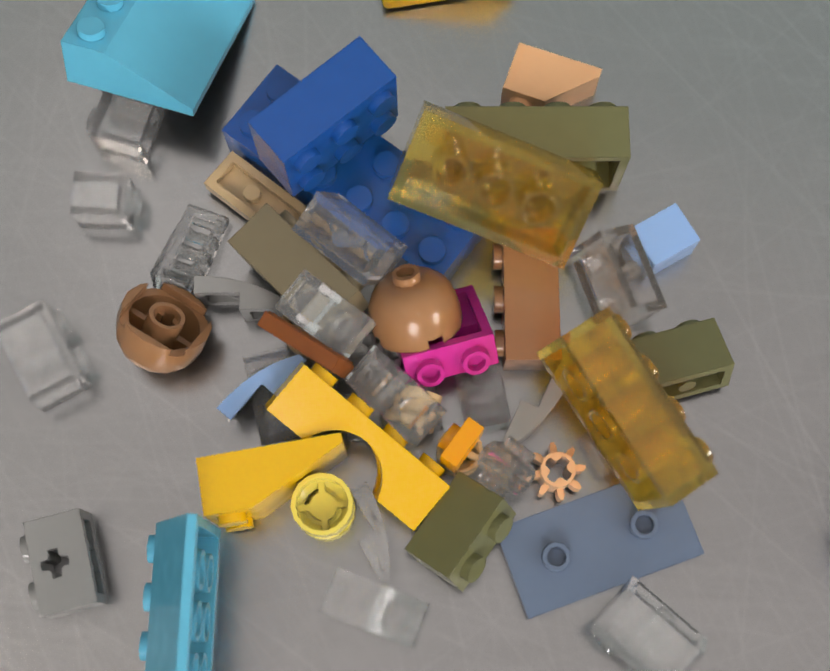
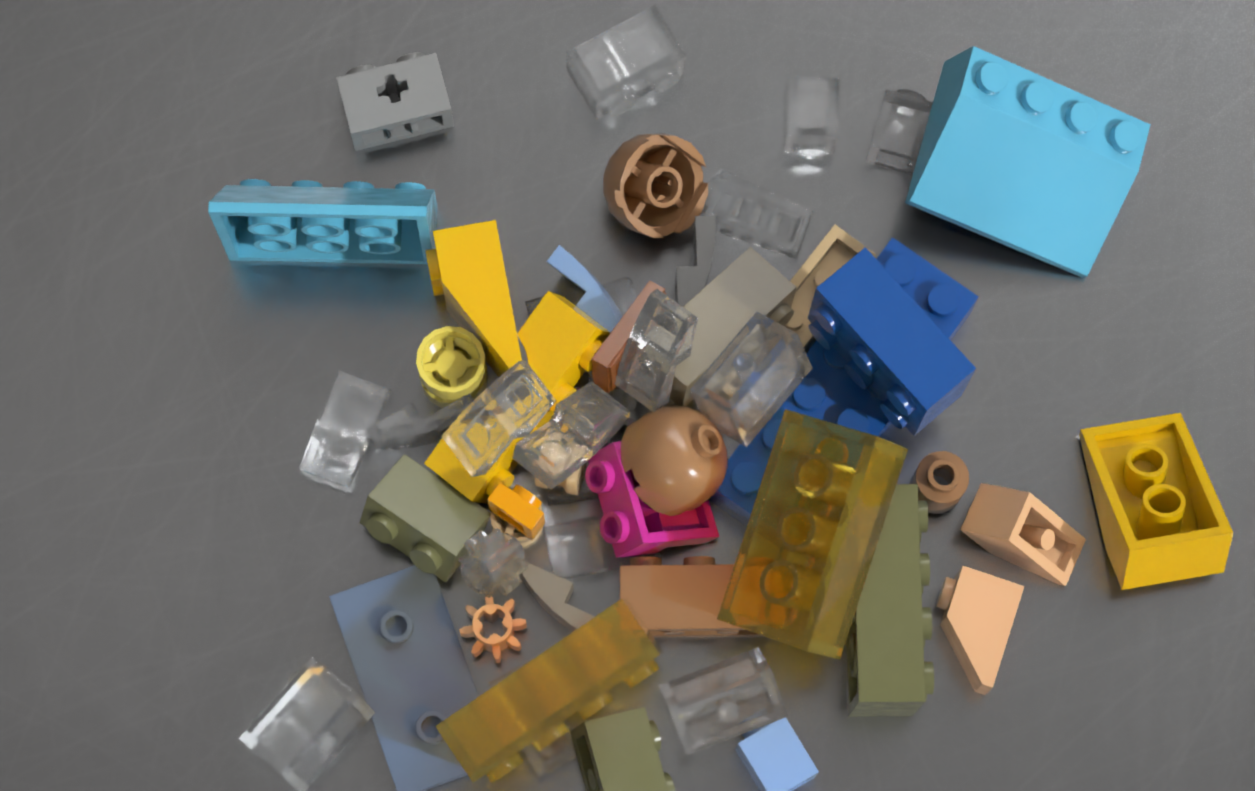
camera: 85 degrees right, 0 degrees up
(383, 455) = (497, 417): none -> clear slope
(430, 90) = (949, 467): none -> medium nougat brick
(468, 50) = (1023, 532): none -> light nougat slope

